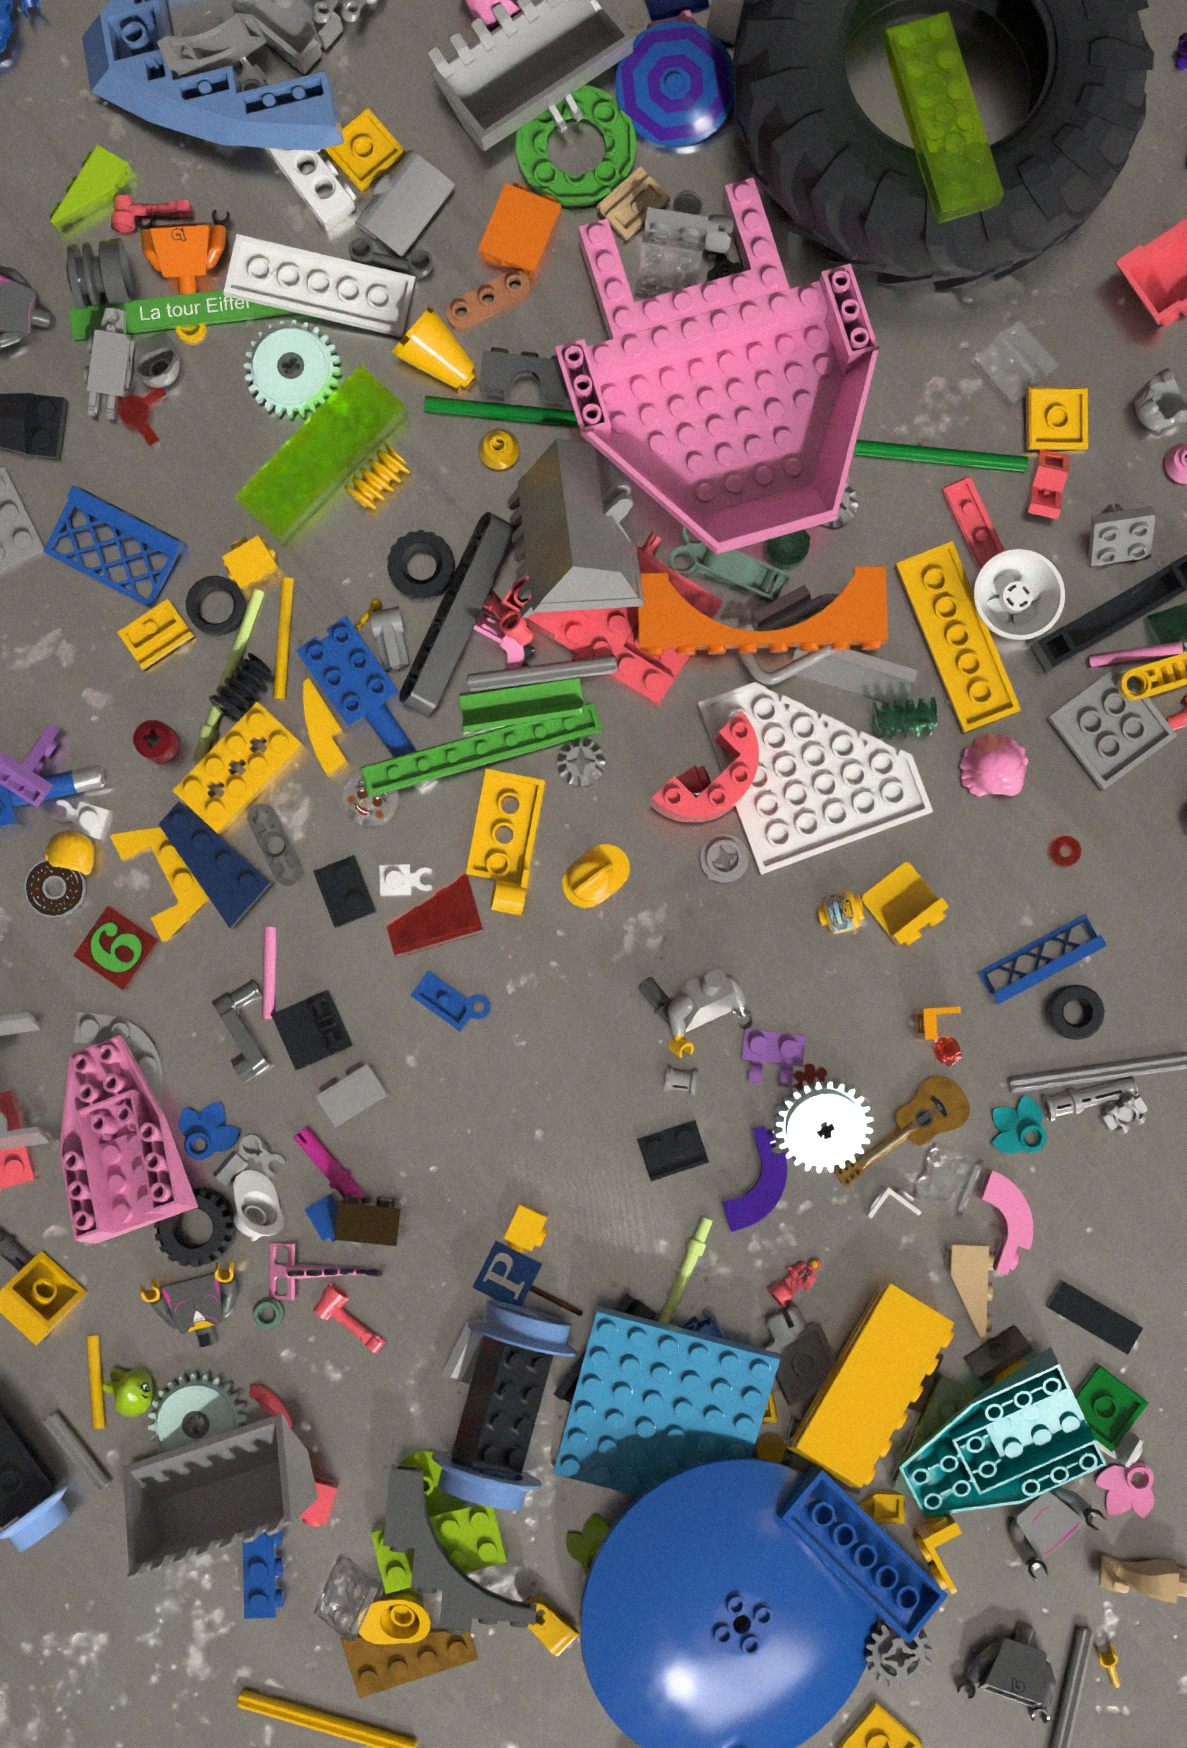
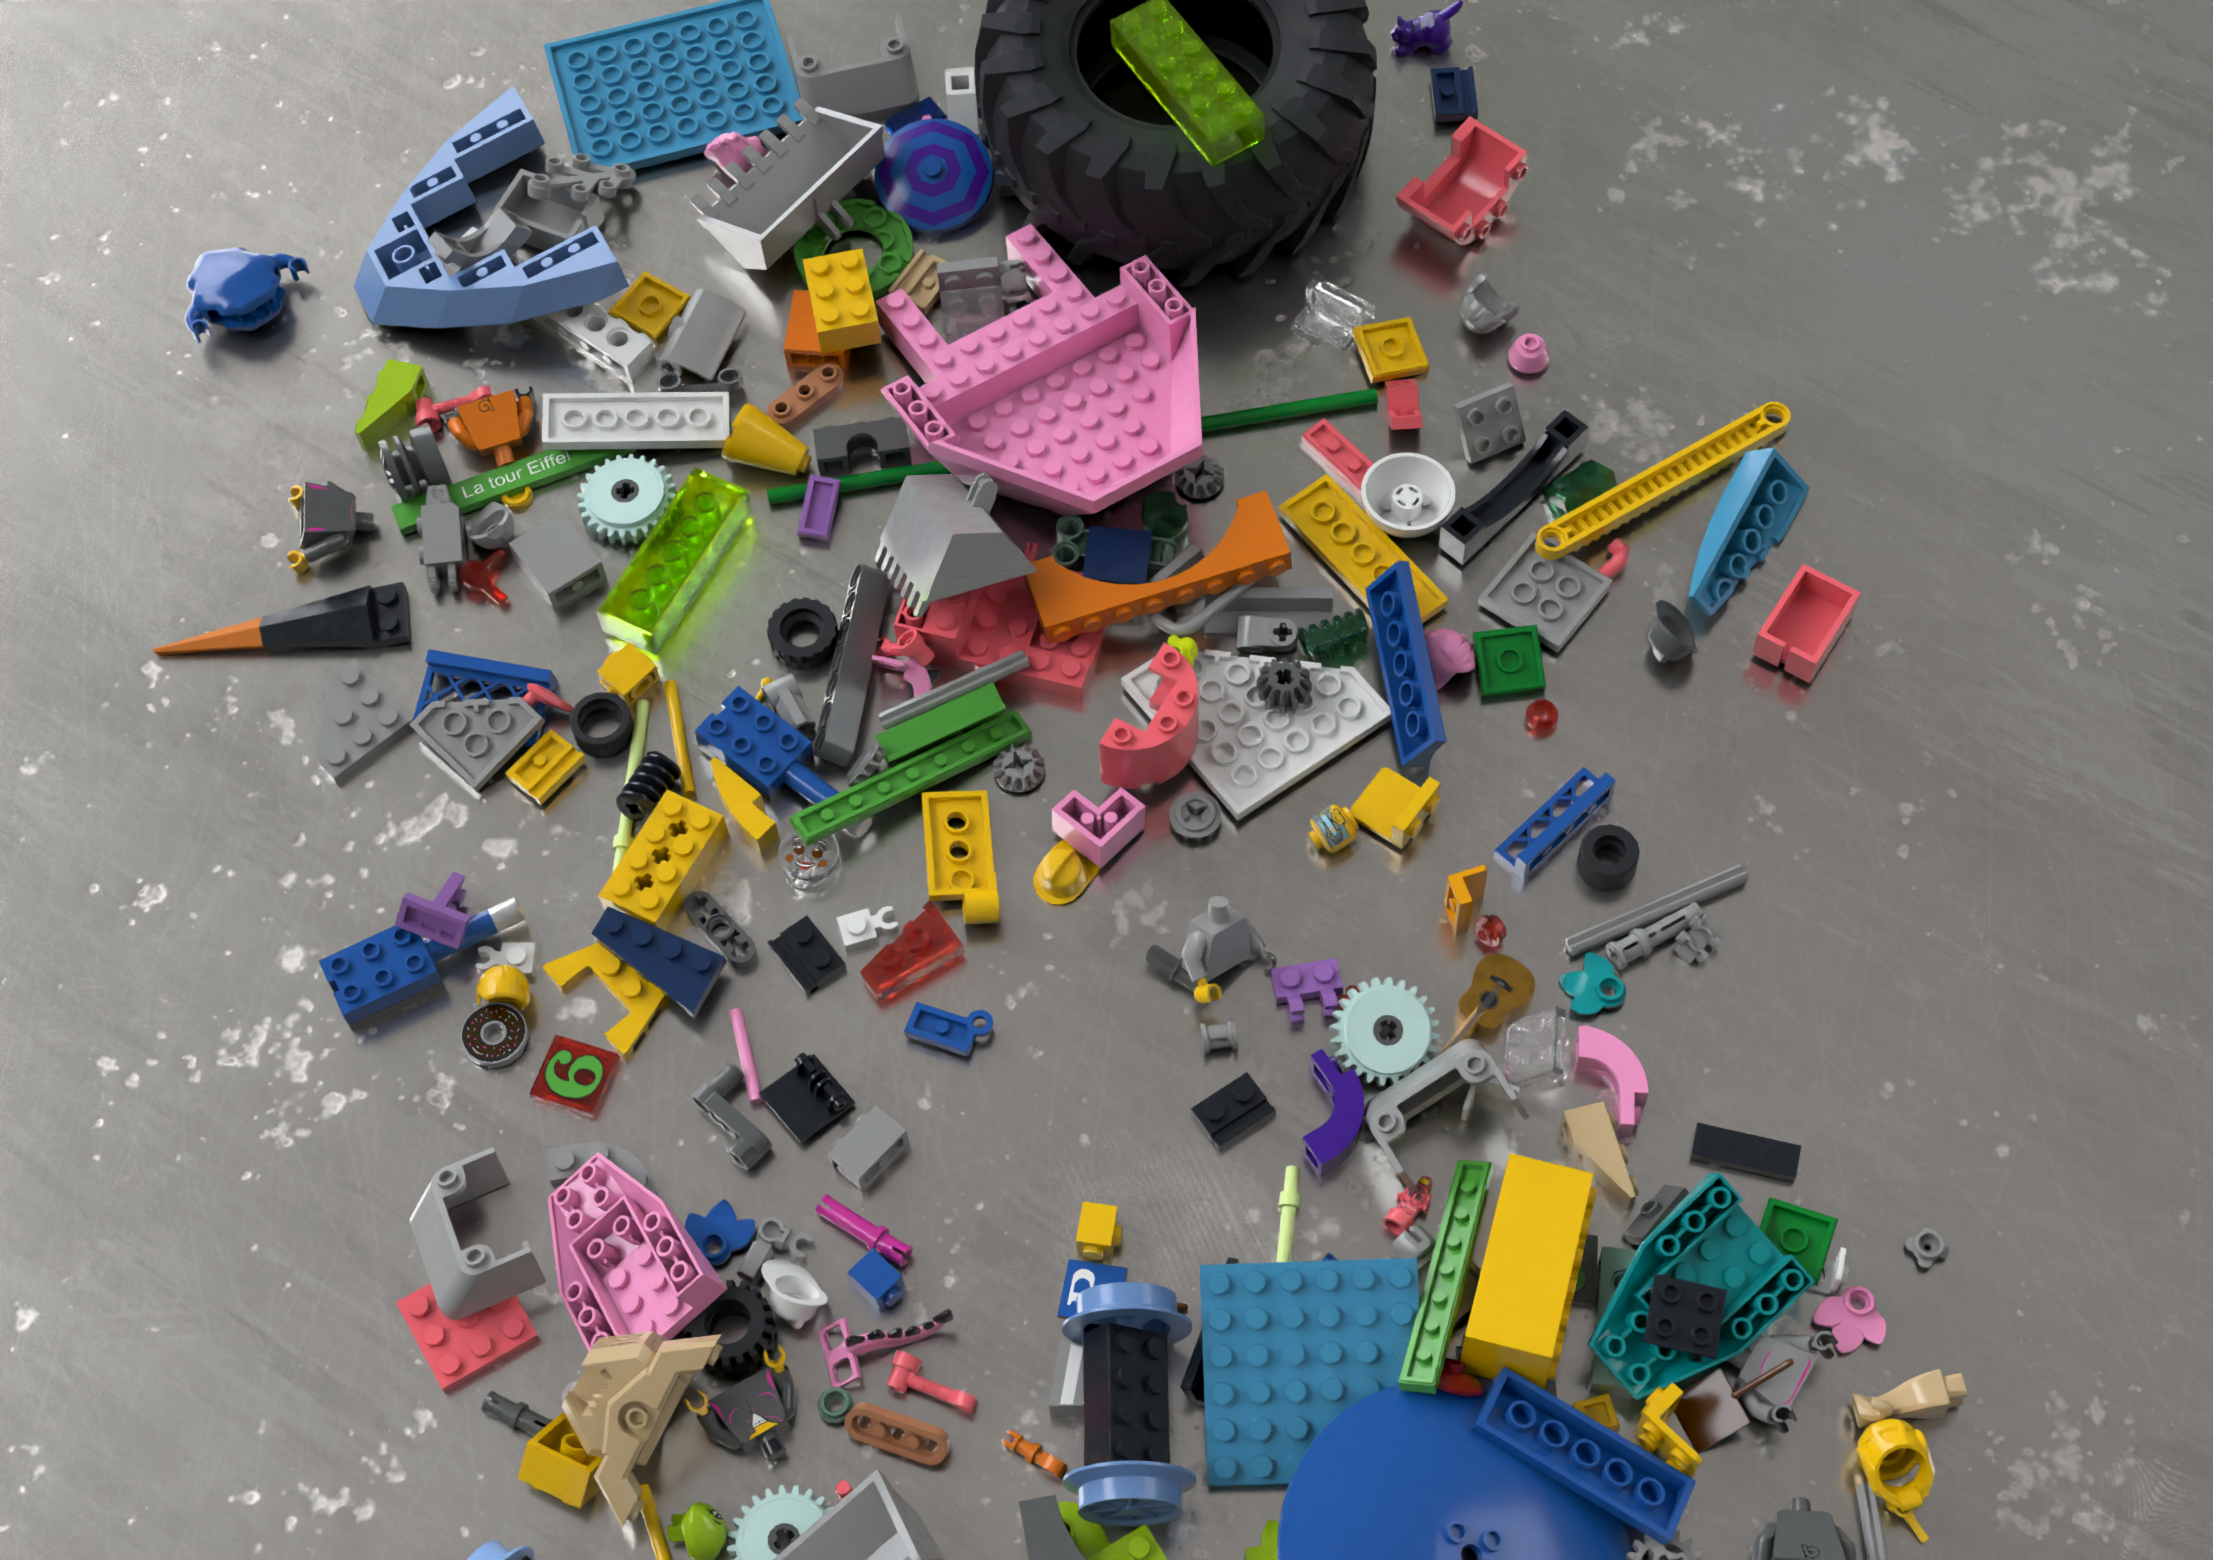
camera: 10 degrees left, 25 degrees down
(93, 1283) = (627, 1402): none -> tan helmet
(99, 585) = (477, 733): none -> light grey plate
(151, 731) = (571, 857): dark red piece -> none
(168, 565) = (545, 696): none -> coral bar
(212, 416) = (557, 560): none -> light grey brick
(312, 1355) = (883, 1434): none -> nougat plate
(368, 1222) = (922, 1259): dark brown brick -> none
(377, 478) = (736, 567): yellow piece -> none
(427, 1412) = (1034, 1454): none -> orange piece
(442, 725) = (865, 765): none -> light grey gear
(469, 432) = (819, 507): none -> medium lavender tile
(506, 452) = (852, 515): yellow cone -> none
(546, 218) = (842, 301): none -> yellow brick
(631, 856) = (1101, 830): none -> bright pink brick
(729, 582) = (1117, 555): none -> dark blue tile
(760, 697) = (1185, 646): none -> neon yellow plate
(774, 1463) = (1459, 1382): none -> dark red dish
(802, 1368) = (1446, 1277): none -> bright green tile
(836, 695) = (1262, 634): none -> light grey piece
(852, 763) = (1284, 685): none -> dark grey gear
(877, 1180) = (1460, 1064): none -> light grey windscreen
(957, 779) = (1406, 666): none -> blue arch
(986, 1471) = (1685, 1317): none -> black hinge
(986, 1535) = (1712, 1408): none -> reddish brown piece
(1054, 789) = (1509, 661): none -> green tile
(1111, 1613) = (1892, 1450): none -> yellow helmet
(1136, 654) = (1542, 520): bright pink bar -> none

